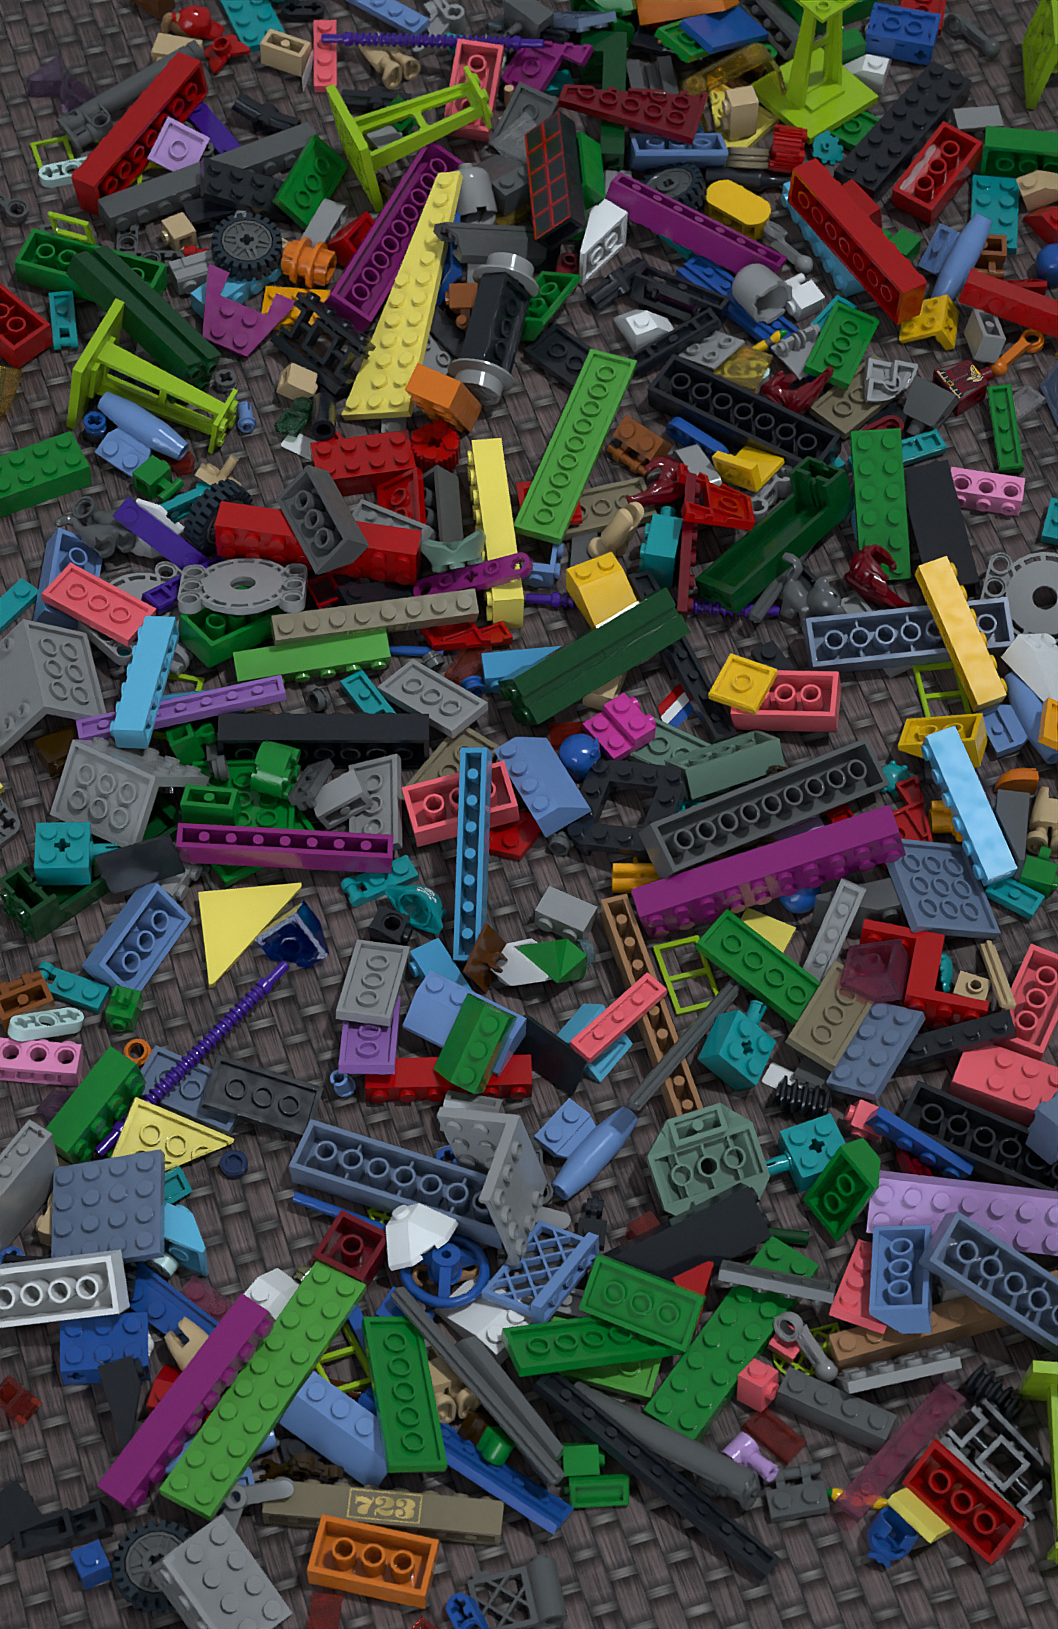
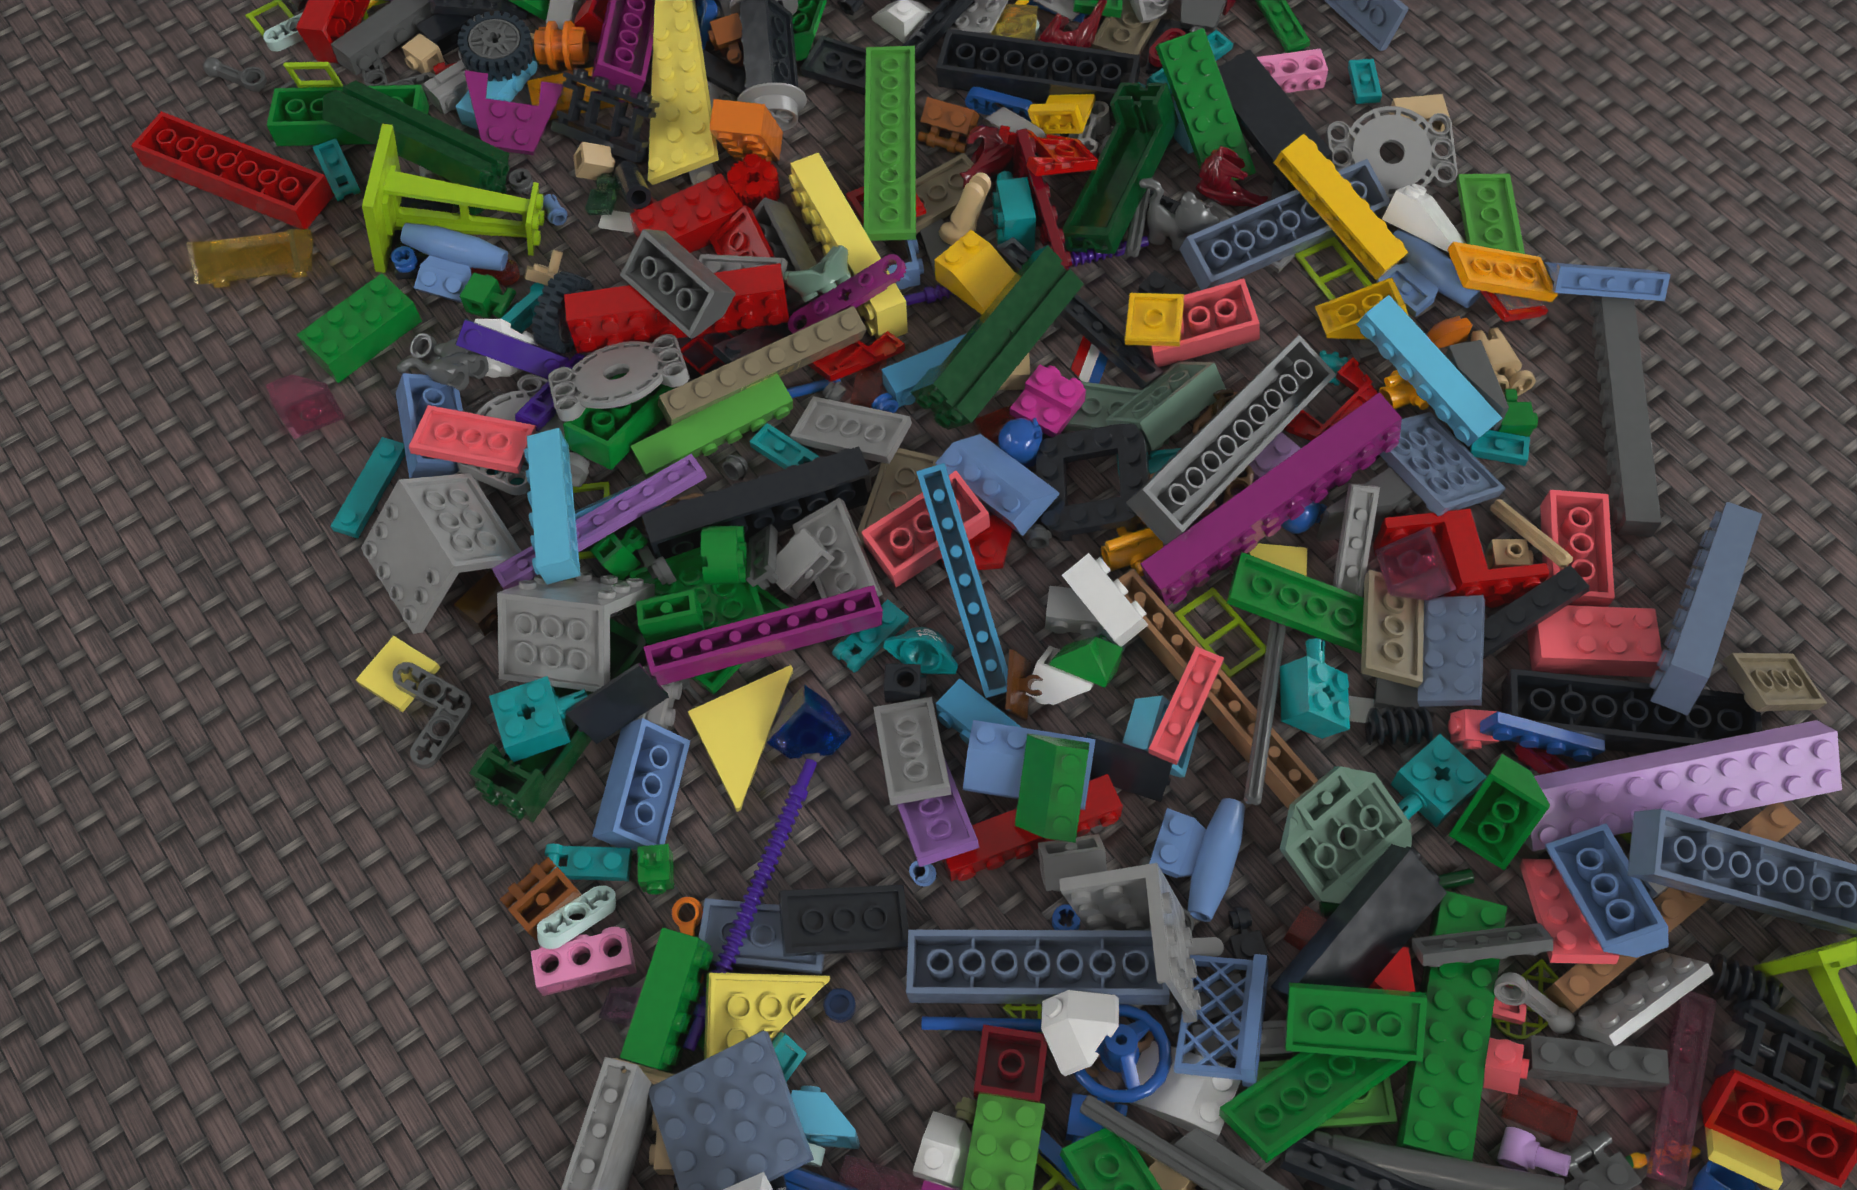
camera: 15 degrees left, 5 degrees up
(589, 910) = (1106, 599): none -> white brick

